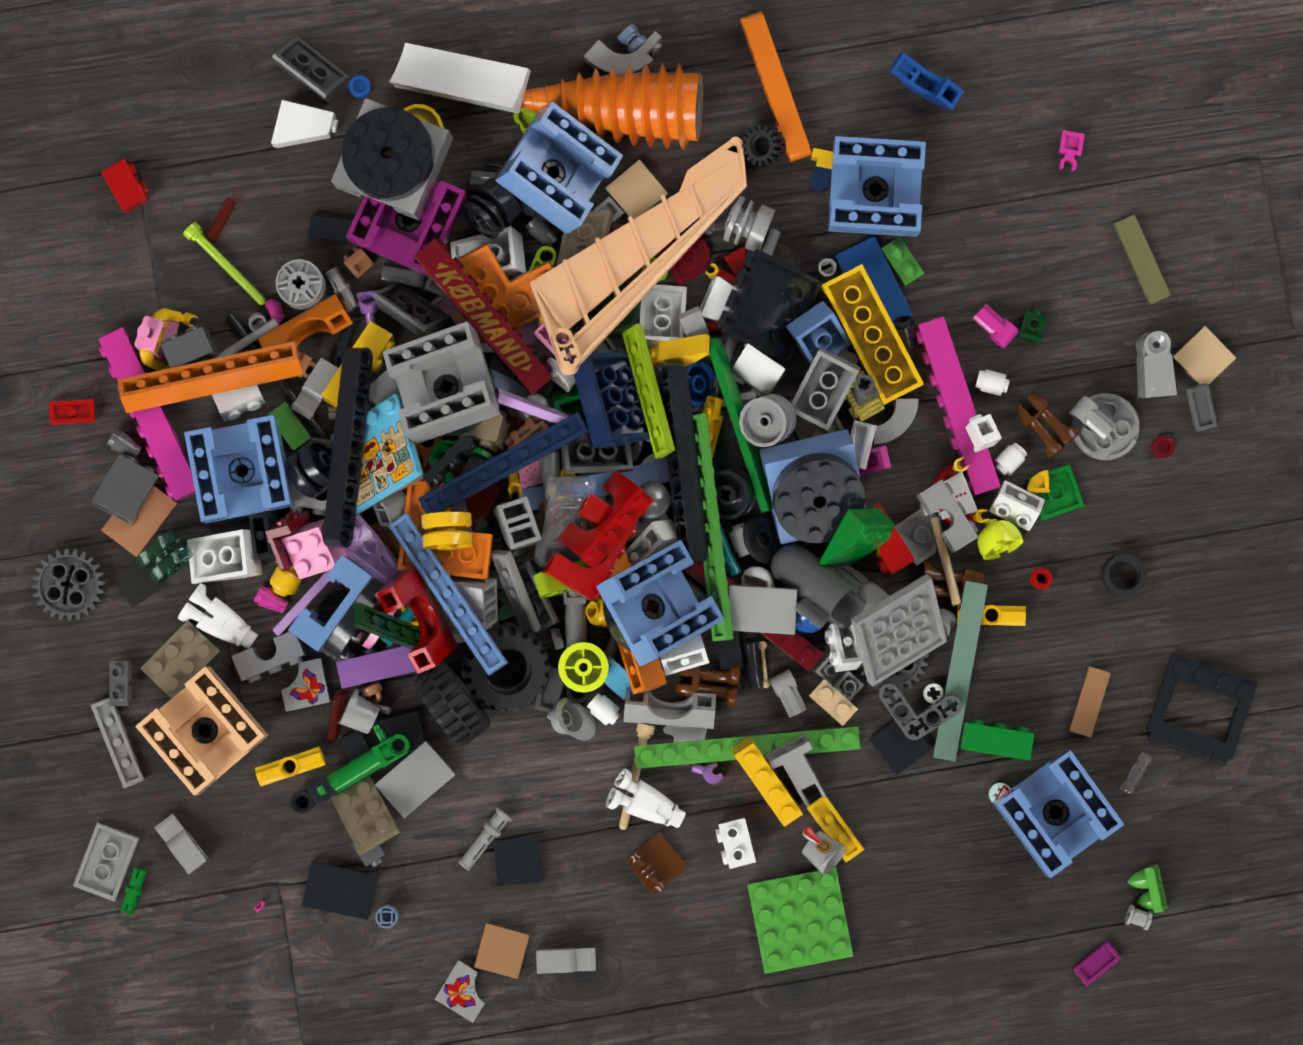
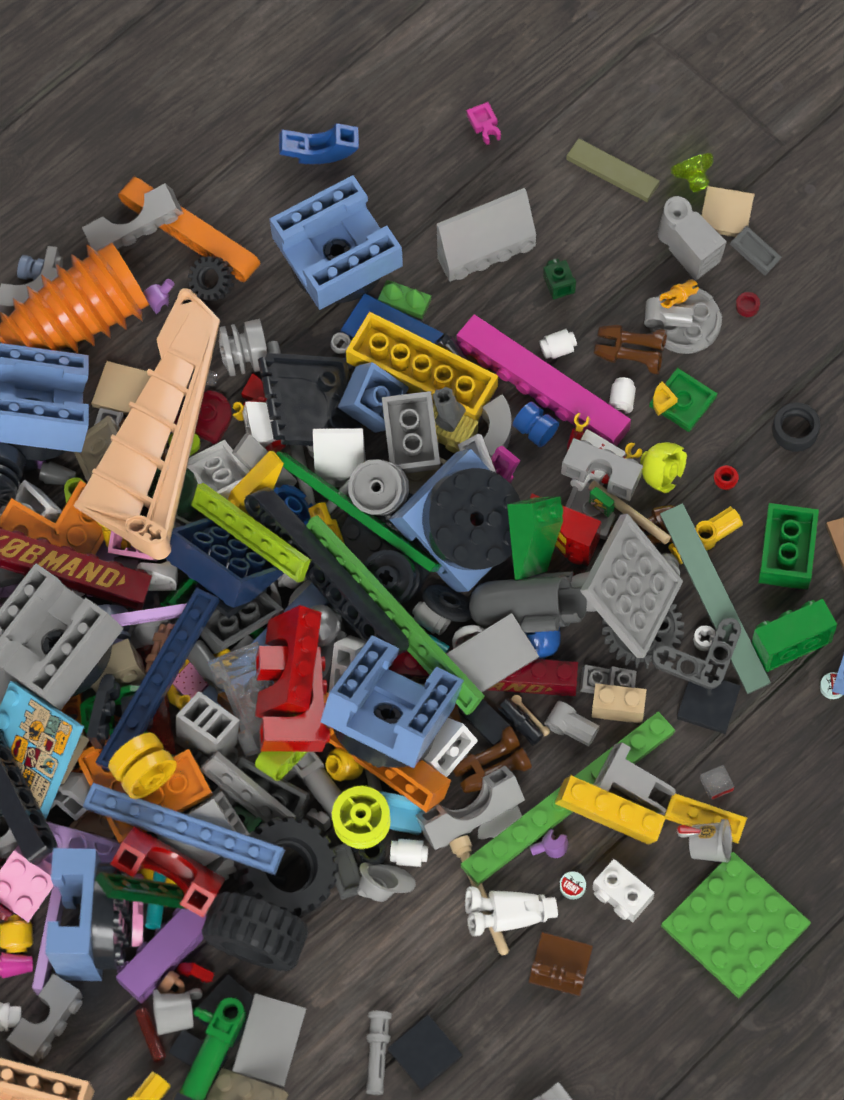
camera: 30 degrees left, 20 degrees down
(308, 688) = (105, 1025): light grey tile -> none
(395, 693) = (195, 970): none -> red tile
(705, 812) = (572, 885): none -> tile
(708, 50) = (158, 209): none -> light grey arch
(715, 129) = (158, 295): none -> medium lavender piece
(820, 178) = (279, 268): leg -> none
(843, 647) = (592, 644): white brick -> none
(862, 808) = (717, 782): none -> clear plate
(927, 438) = (533, 422): none -> blue wheel
(931, 539) = (602, 501): none -> green tile
(983, 432) = (581, 380): white brick -> none
(997, 258) = (485, 235): none -> light grey slope
(1000, 330) = (533, 298): dark pink piece -> none
(1017, 505) = (657, 427): white brick -> none
(1045, 668) = (788, 546): none -> green brick
(1111, 408) = (679, 293): none -> light orange pin
(1203, 306) = (694, 170): none -> clear neon green hair

